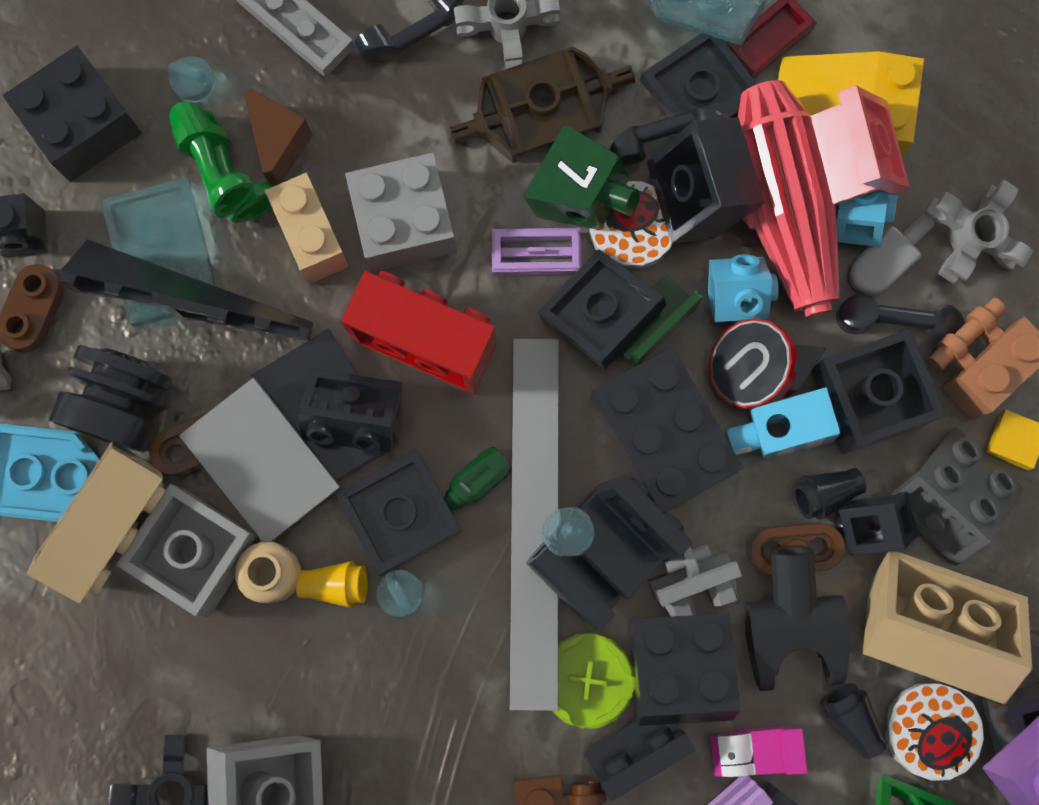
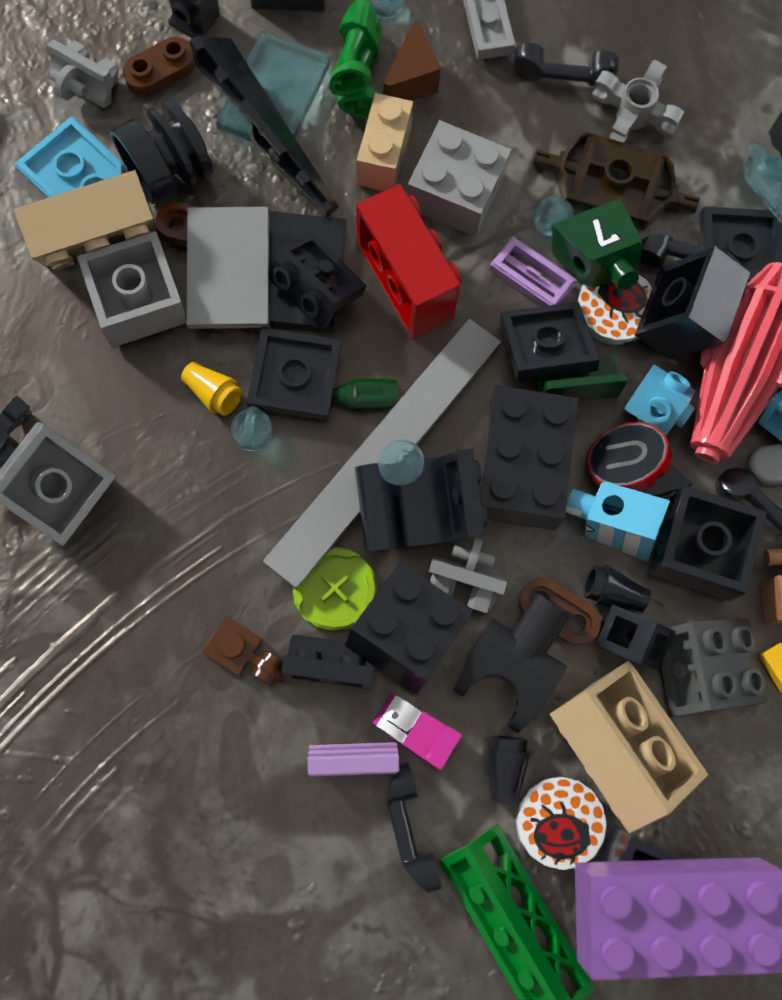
camera: 30 degrees right, 5 degrees down
(267, 572) = (173, 342): tan head -> none
(511, 182) = (551, 211): none -> clear light blue tile

